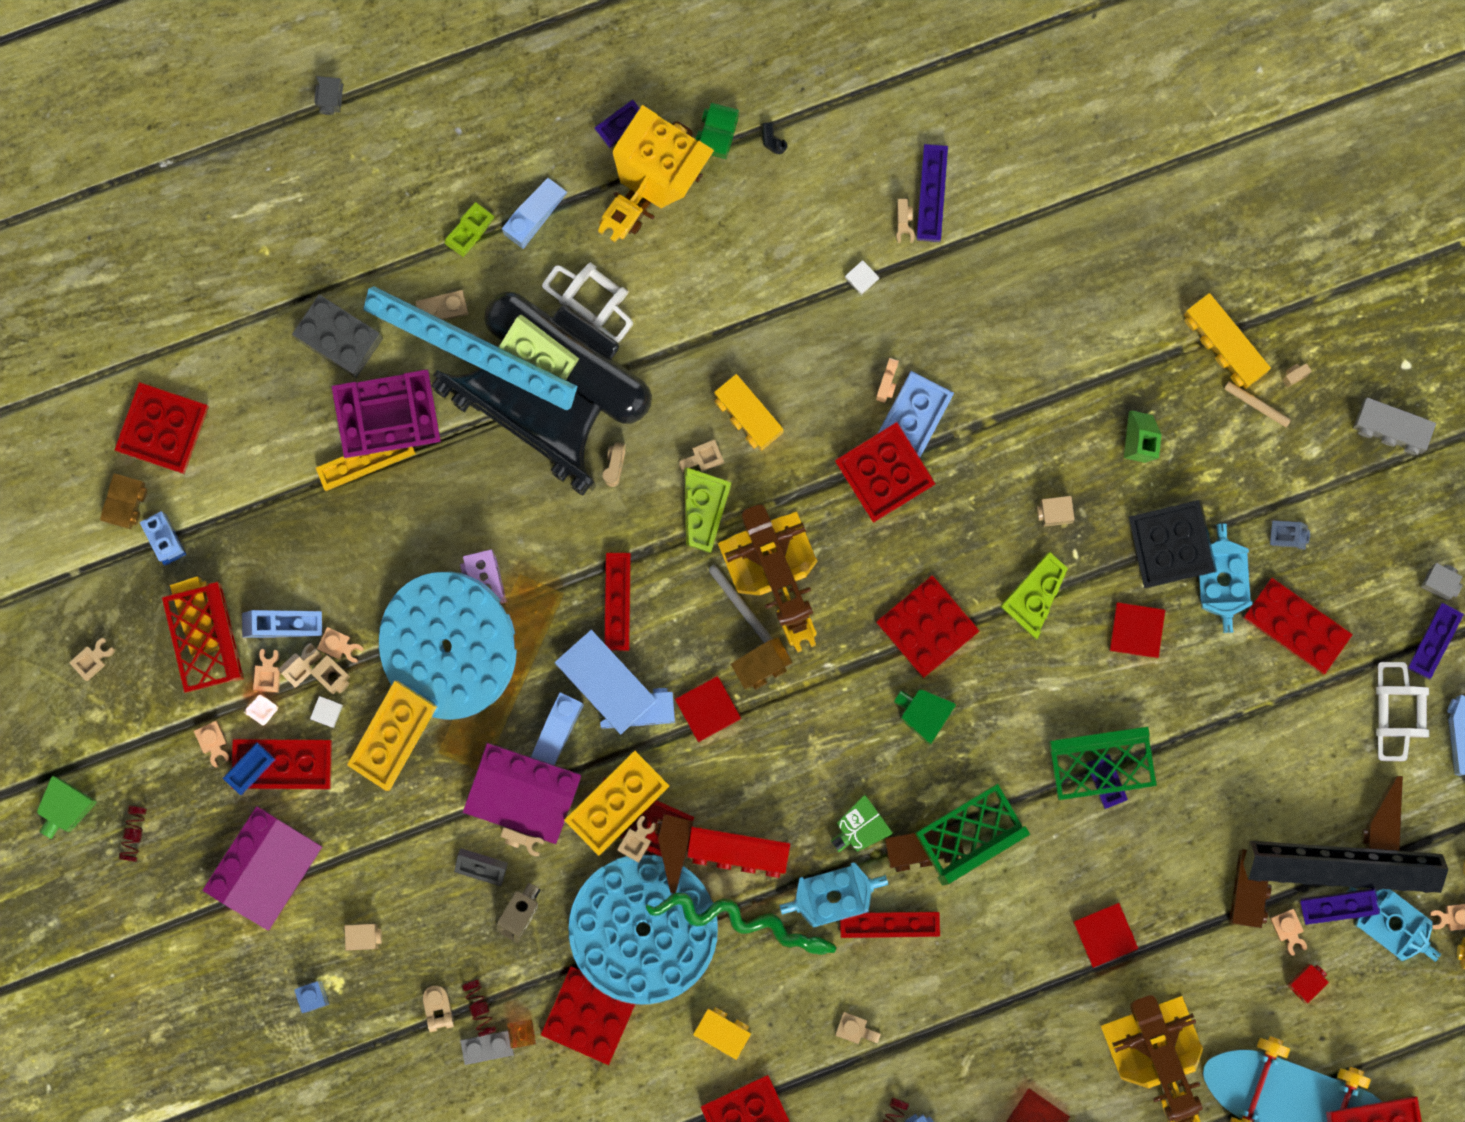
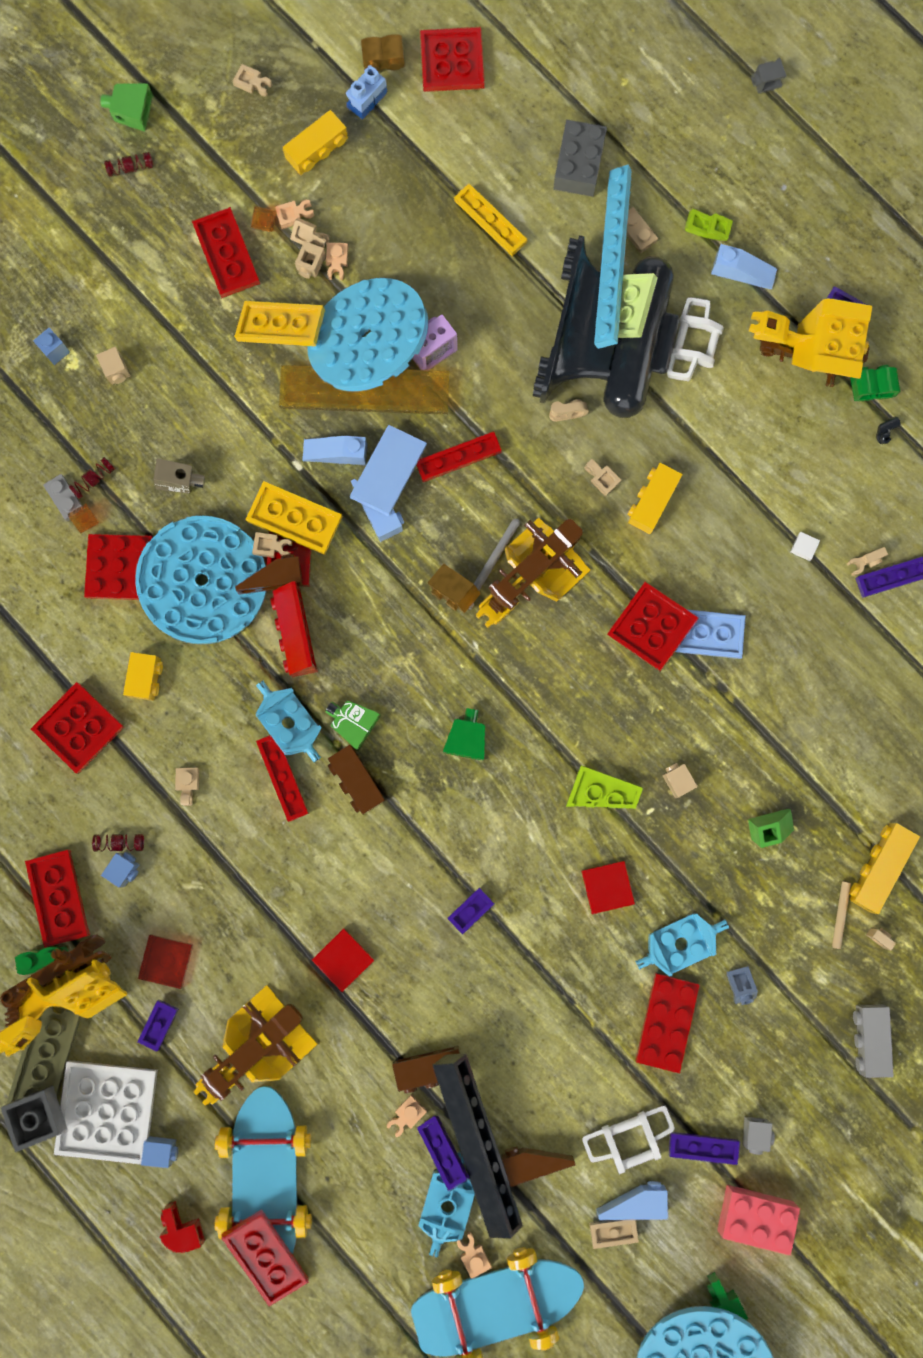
camera: 65 degrees right, 0 degrees up
(211, 740) = (224, 194): light nougat plate -> none
(224, 633) = (313, 160): red fence -> none
(249, 769) = (211, 227): blue tile -> none
(262, 868) = (139, 269): magenta slope -> none
(281, 624) = (335, 208): light blue slope -> none
(326, 712) = (280, 270): white tile -> none
(386, 414) = (533, 215): magenta slope -> none
(435, 999) = (87, 443): tan plate -> none
(481, 867) = (203, 434): dark grey plate -> none
(516, 838) = (237, 453): tan plate -> none
(521, 793) = (275, 440): magenta slope -> none
(703, 507) = (562, 494): lime wing -> none
(708, 709) = (401, 562): red tile -> none
(811, 945) = (240, 719): green animal -> none
(887, 387) = (723, 600): light nougat plate -> none
(927, 626) = (539, 712): red plate -> none
(978, 855) = (369, 830): green fence -> none
(1097, 742) = (501, 892): green fence -> none
(1172, 544) = (692, 889): black plate -> none
(1308, 982) = (368, 1150): red brick -> none

